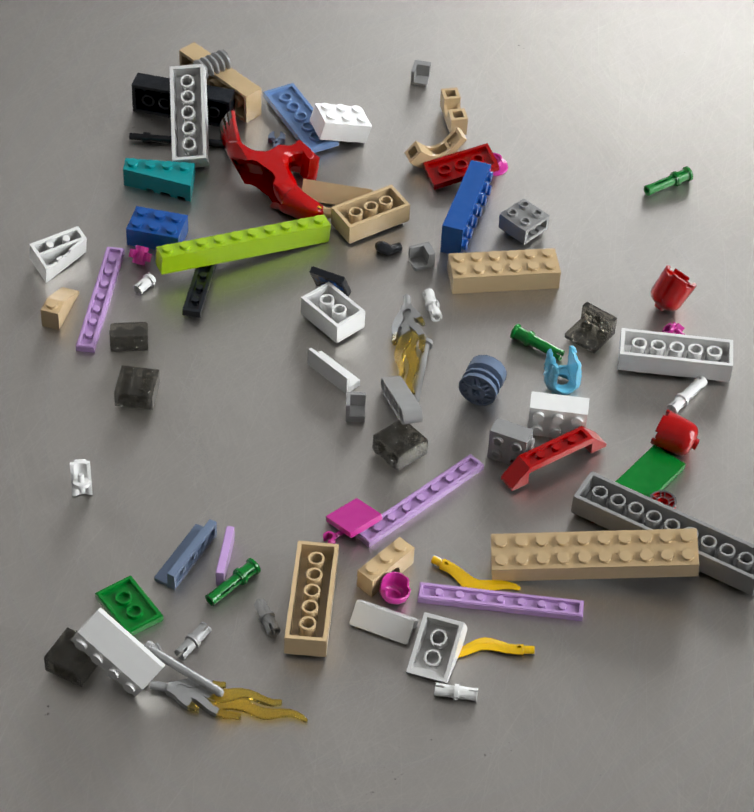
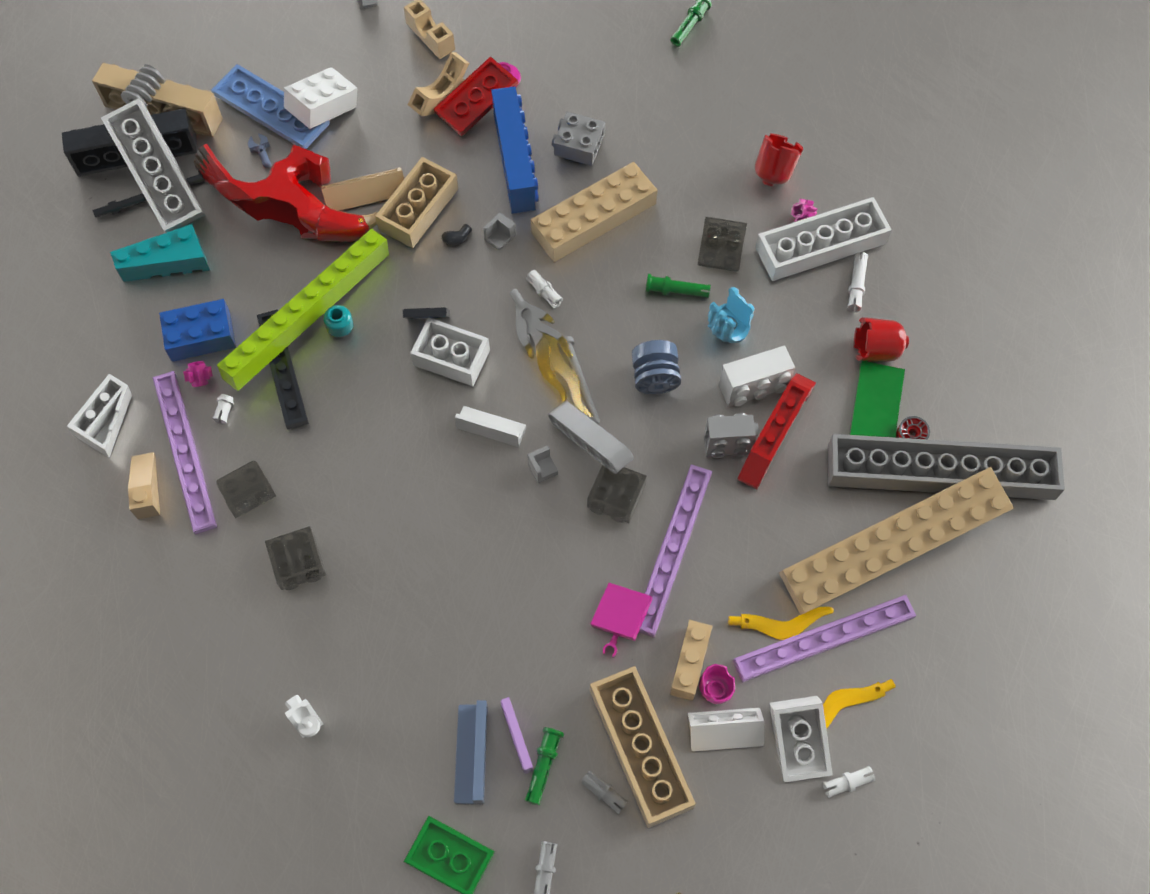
camera: 25 degrees left, 20 degrees up
(262, 262) = (338, 321): none -> teal head

